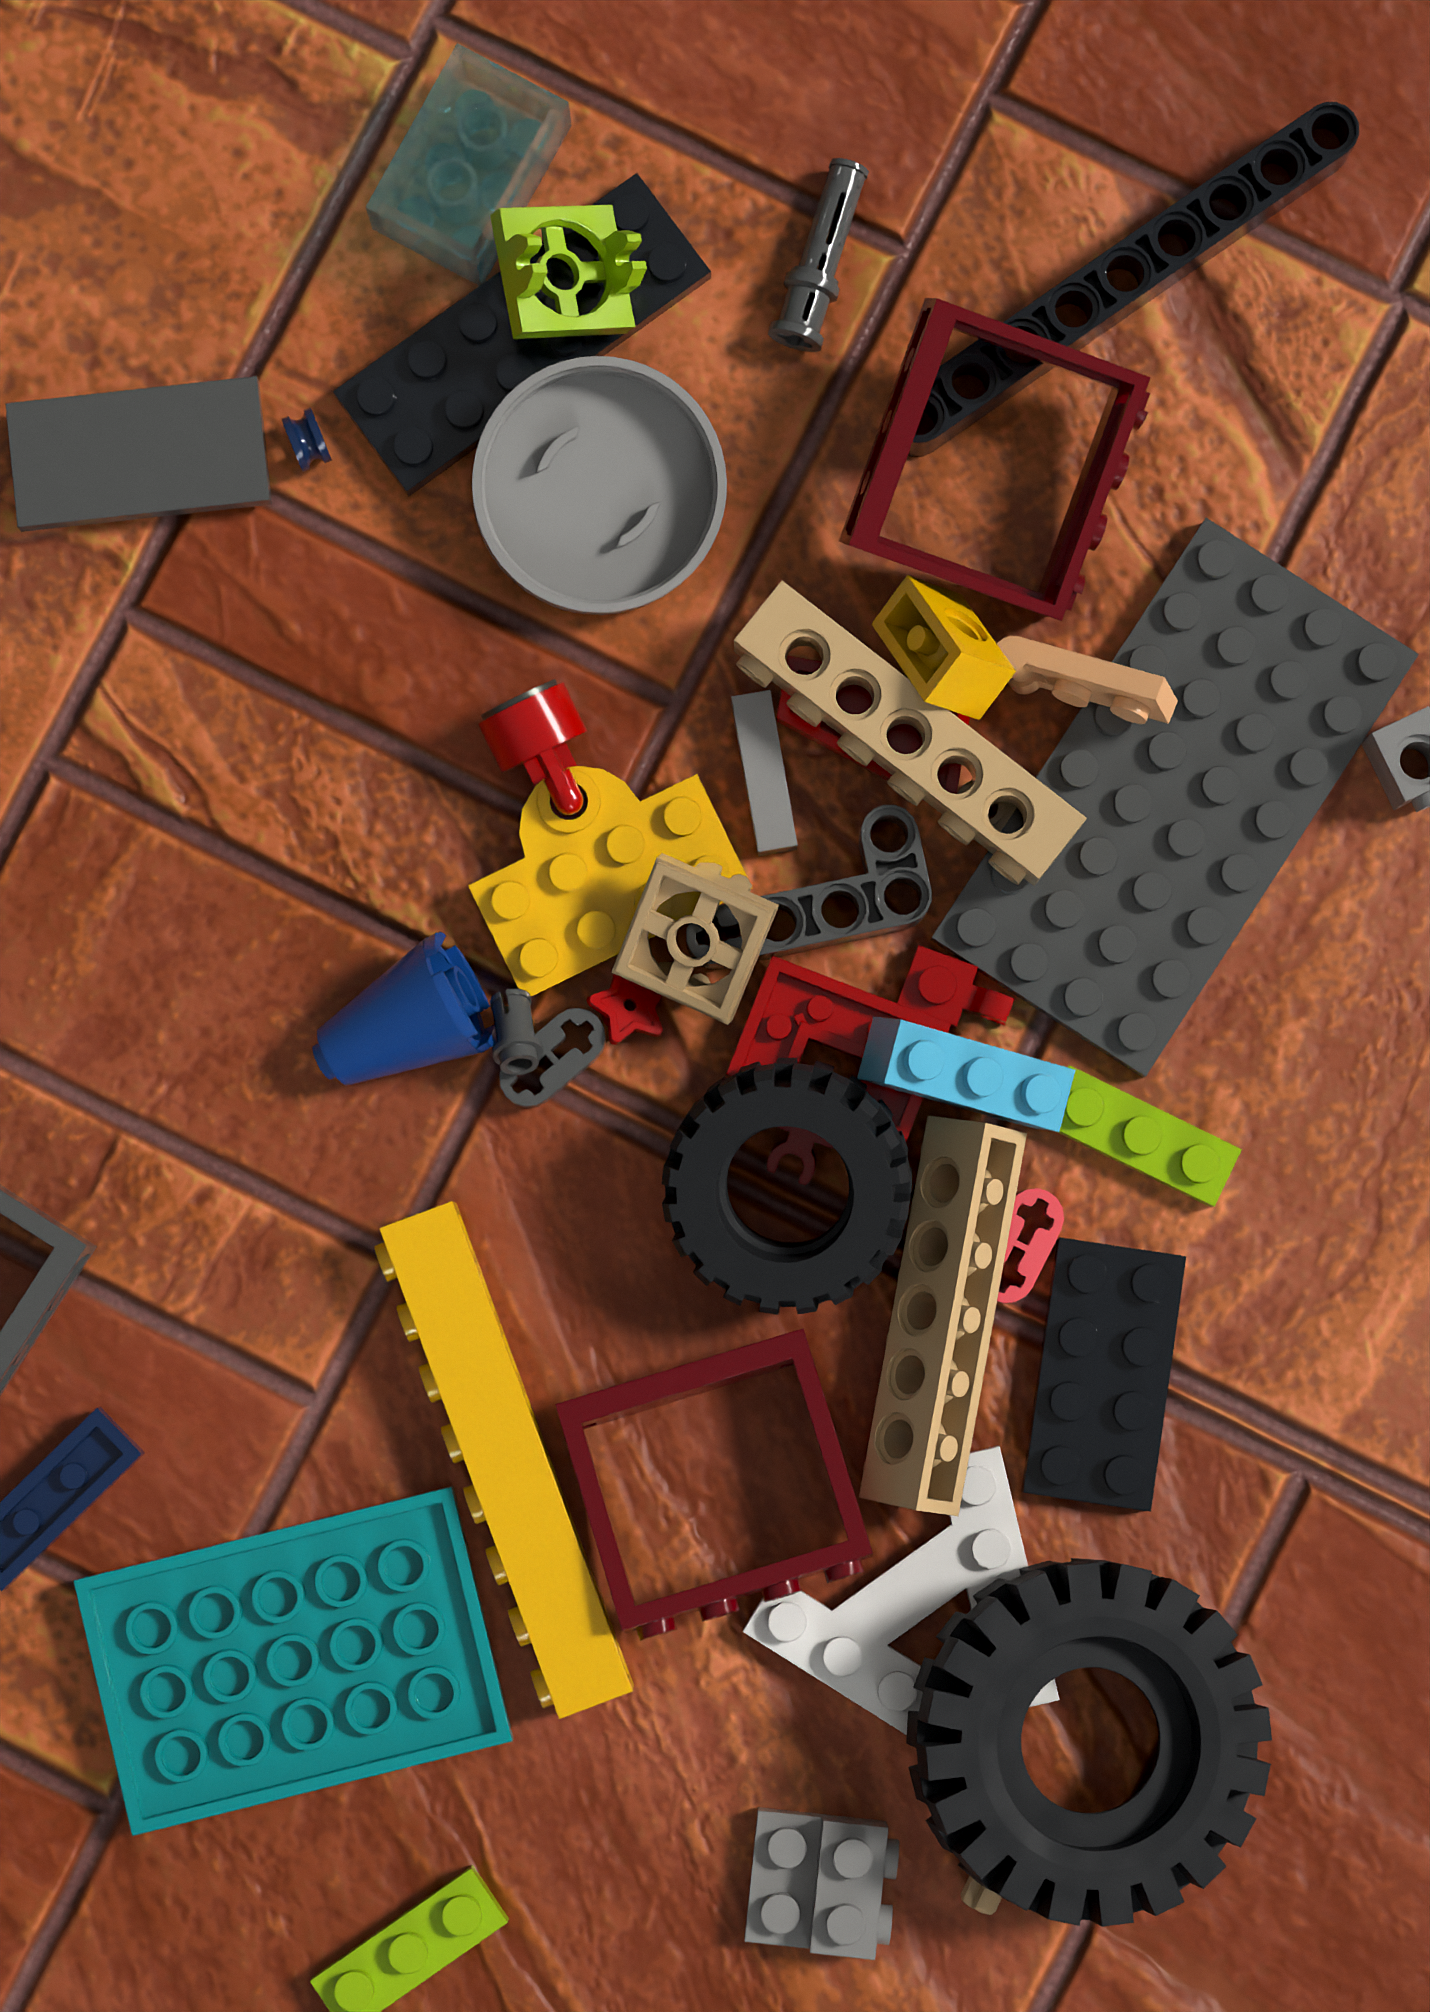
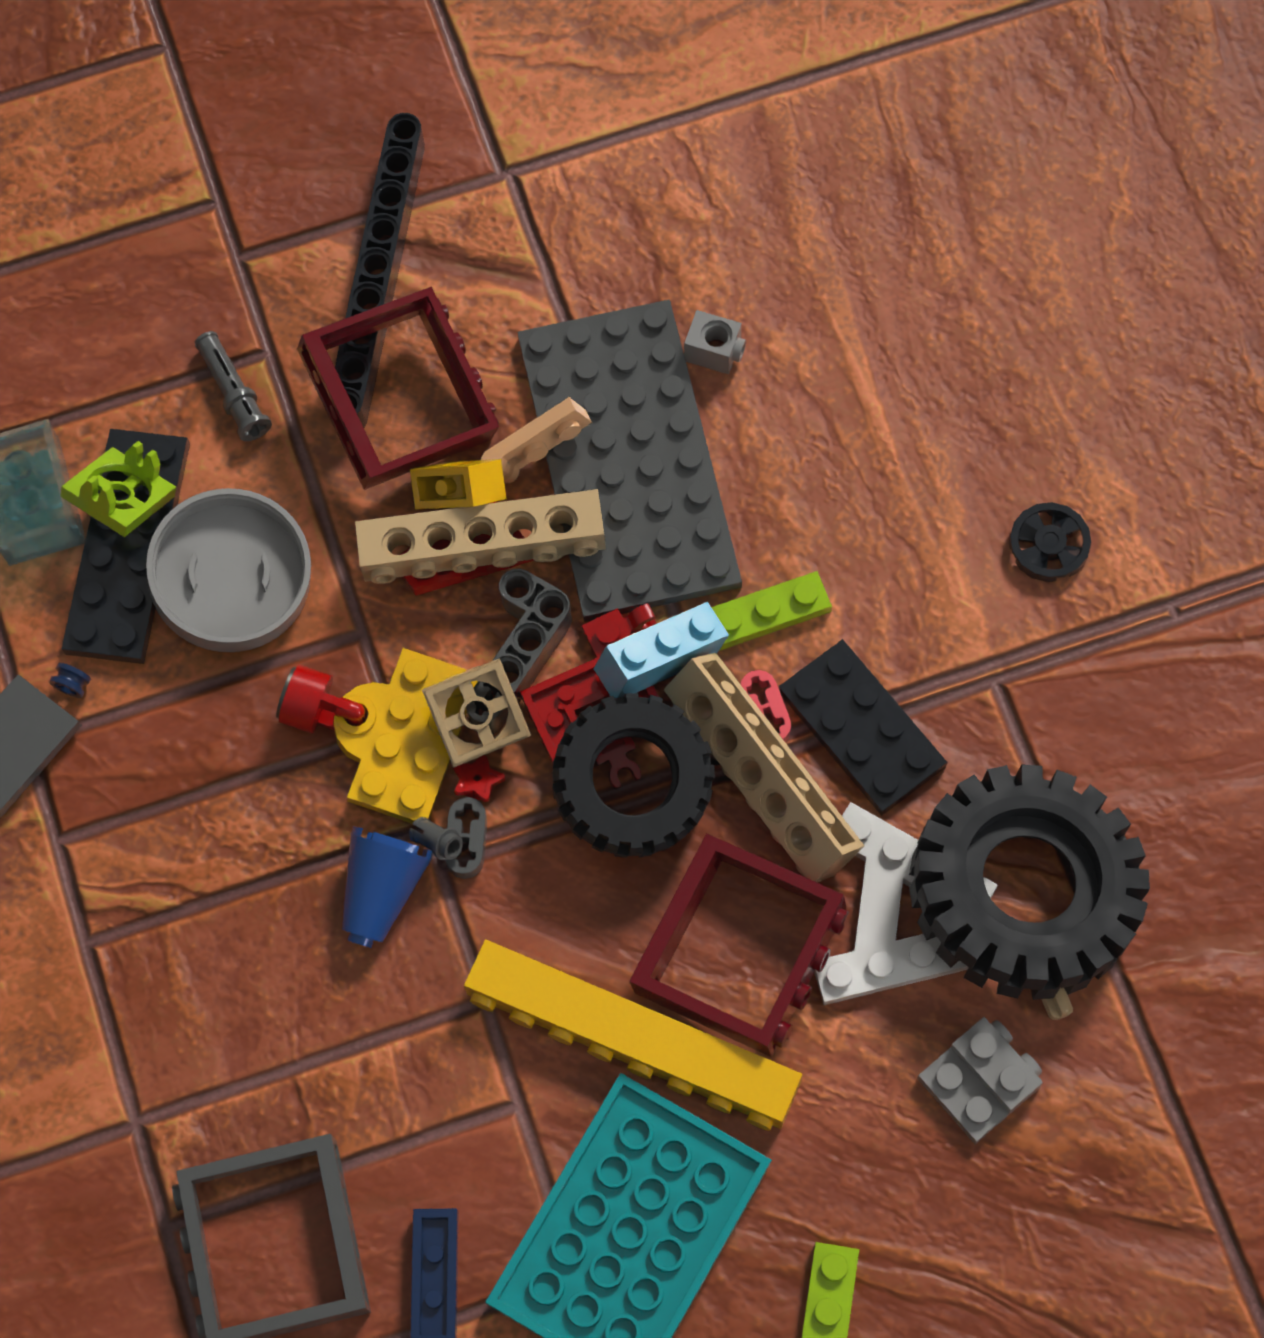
camera: 40 degrees left, 15 degrees down
(764, 773) = (433, 621): light grey piece -> none

